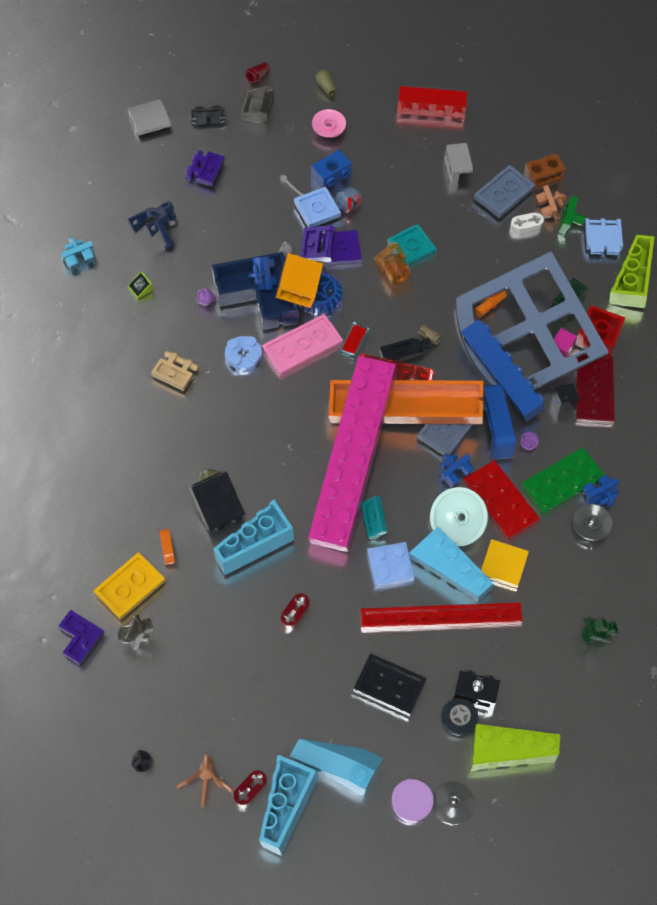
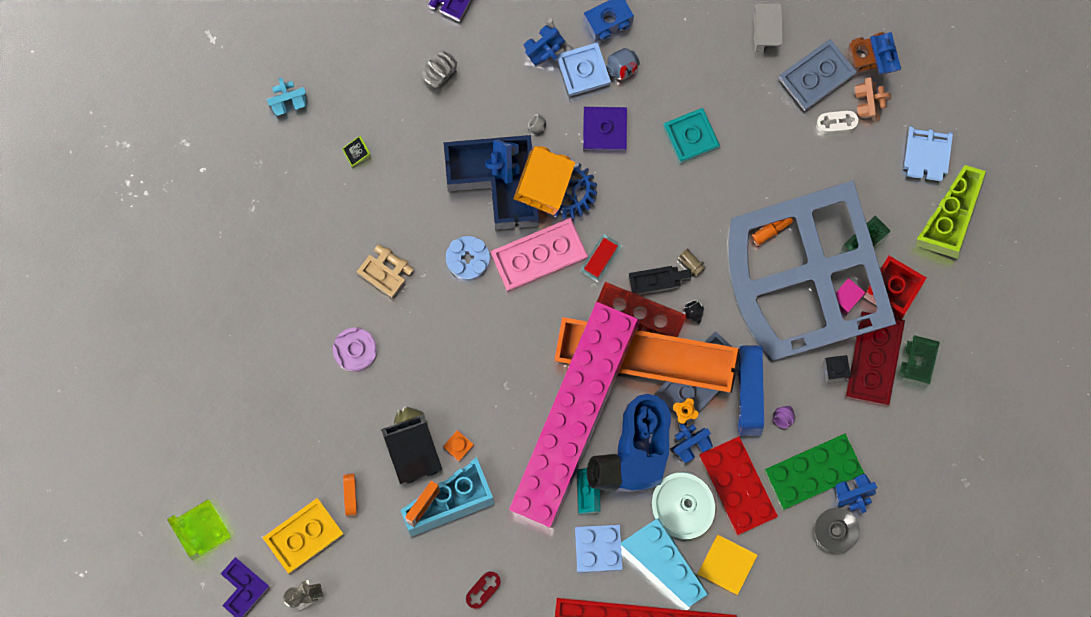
camera: 10 degrees right, 15 degrees up
(35, 592) = (199, 529): none -> clear neon green bracket
(156, 433) = (354, 349): none -> lavender tile
(164, 214) = (396, 55): dark blue piece -> none
(200, 217) = (439, 68): none -> light grey gear
(205, 297) = (432, 177): medium lavender plate -> none
(232, 538) = (422, 503): none -> orange tile
(256, 498) = (458, 446): none -> orange plate
(283, 194) = (544, 47): none -> blue hips
(312, 243) = (569, 122): dark purple plate -> none
(395, 265) = (666, 166): clear orange piece -> none
(414, 478) = (641, 449): none -> blue piece
(439, 370) = (694, 311): none -> black plate
(445, 448) = (683, 417): none -> light orange plate
(502, 370) = (768, 325): blue brick -> none
(557, 164) = (885, 53): none -> blue hips
(570, 216) = (891, 121): green tile -> none
(632, 385) = (927, 351): none -> clear green brick

